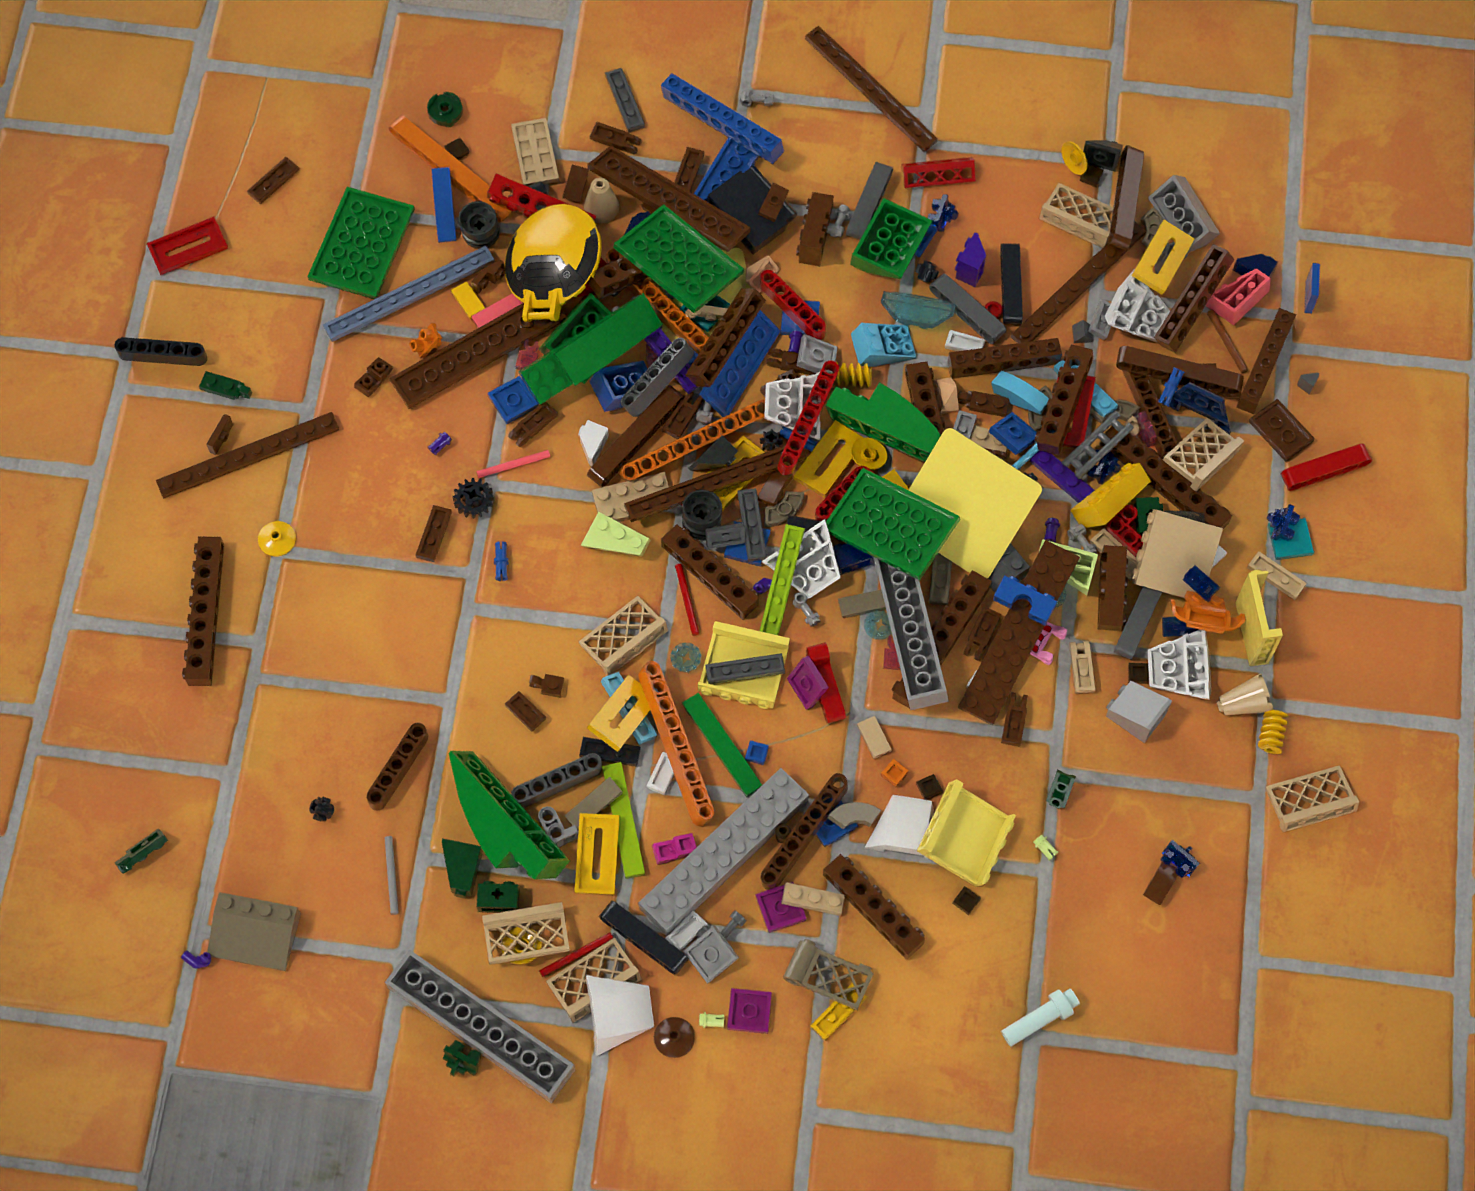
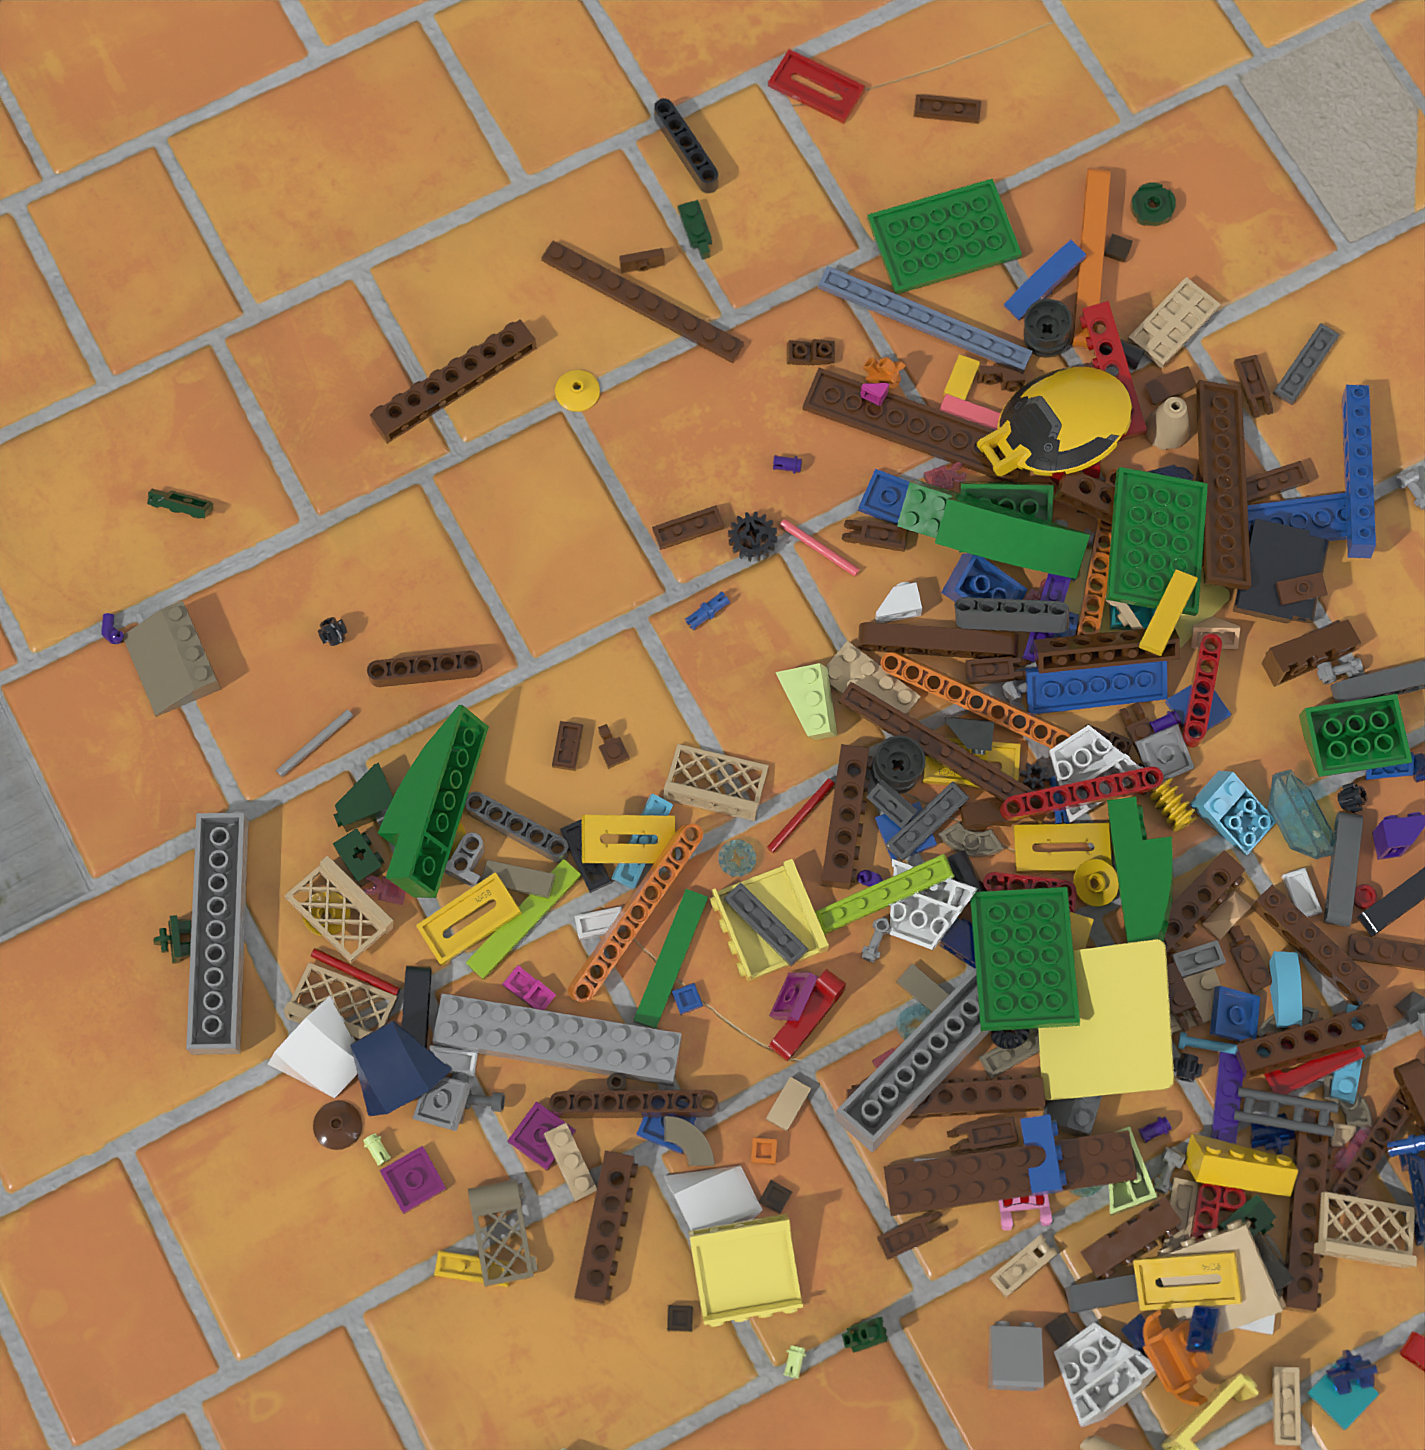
camera: 55 degrees right, 5 degrees up
(437, 355) = (875, 392): none -> dark pink slope
(536, 892) = (387, 890): none -> clear pink plate
(668, 968) = (394, 1068): none -> dark blue wedge
(733, 282) = (1168, 612): none -> yellow tile
(932, 574) = (1009, 1040): none -> black gear
(1141, 588) = (1155, 1297): none -> yellow piece

